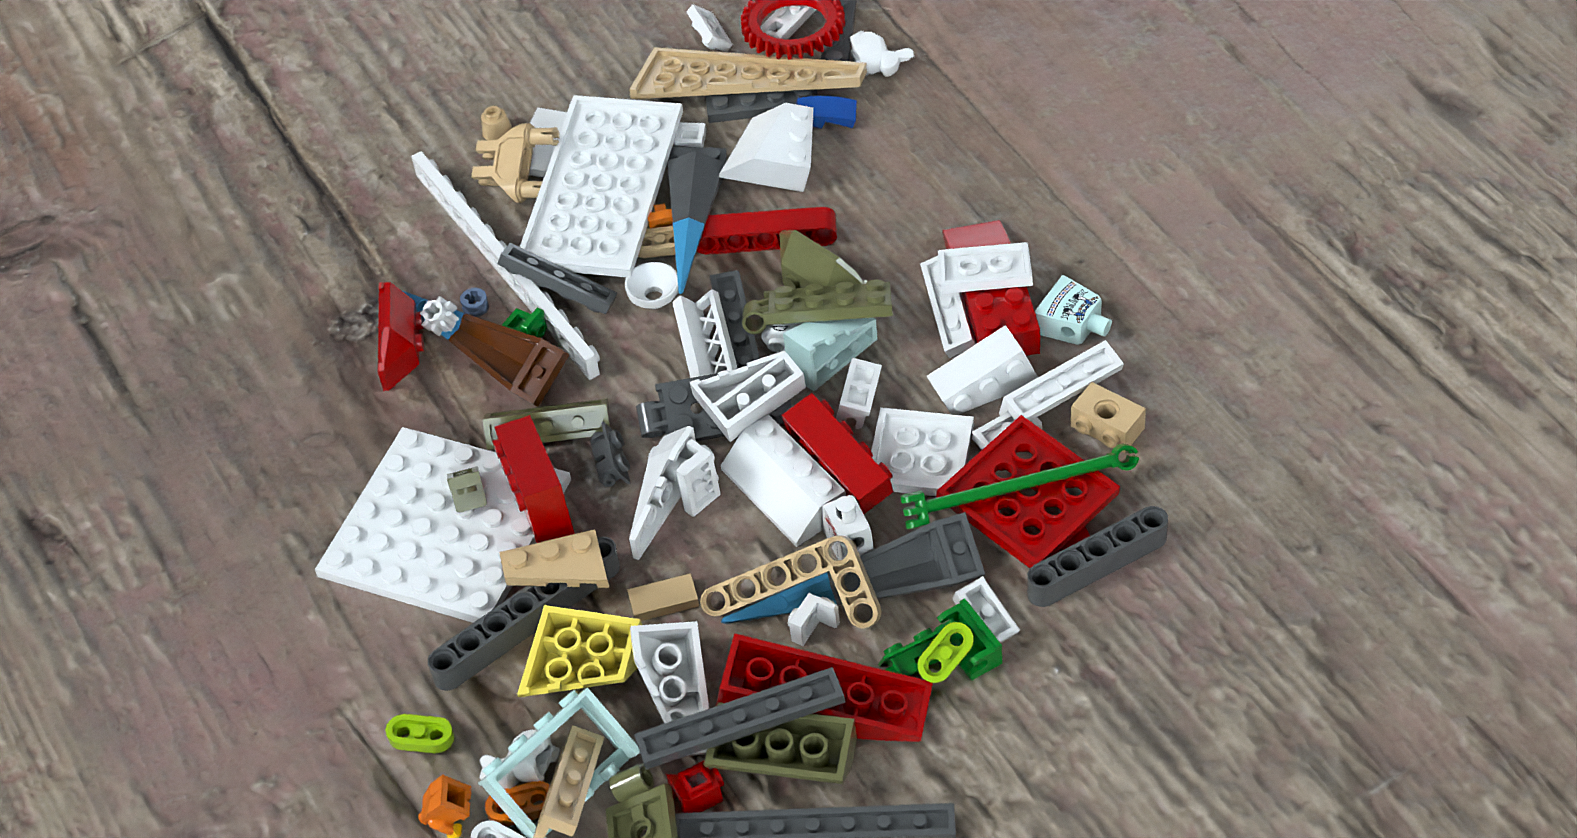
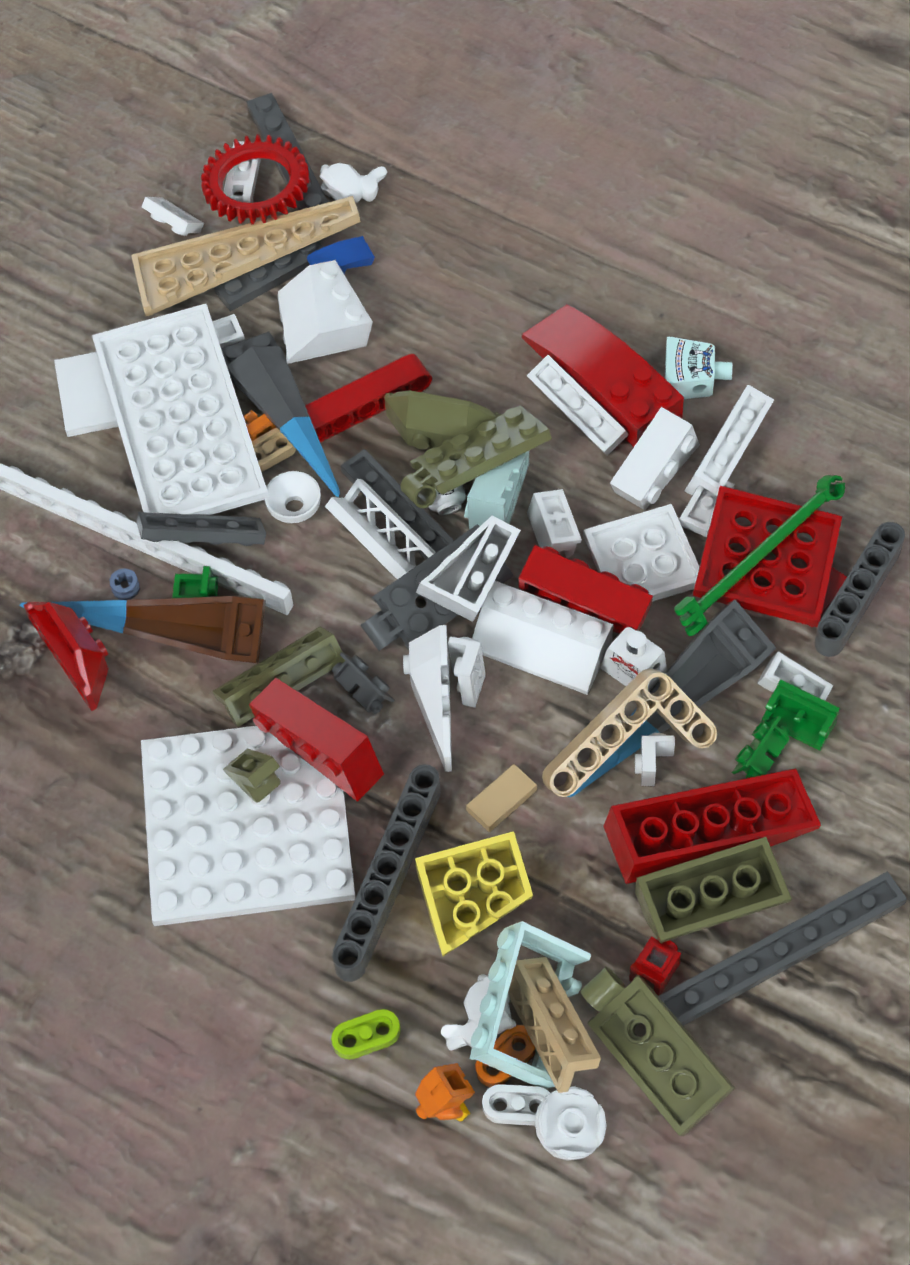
camera: 30 degrees left, 10 degrees up
(439, 316) = (99, 609): white gear -> none
(494, 123) = (22, 394): tan hat -> none
(513, 159) = (73, 425): tan connector -> none
(559, 560) = (399, 806): tan wing -> none
(671, 668) = (573, 868): white wedge -> none
(739, 718) = (671, 885): dark grey plate -> none
(945, 652) = (796, 738): lime plate -> none
(985, 268) = (599, 358): white tile -> none
(1107, 416) = (797, 446): tan brick -> none

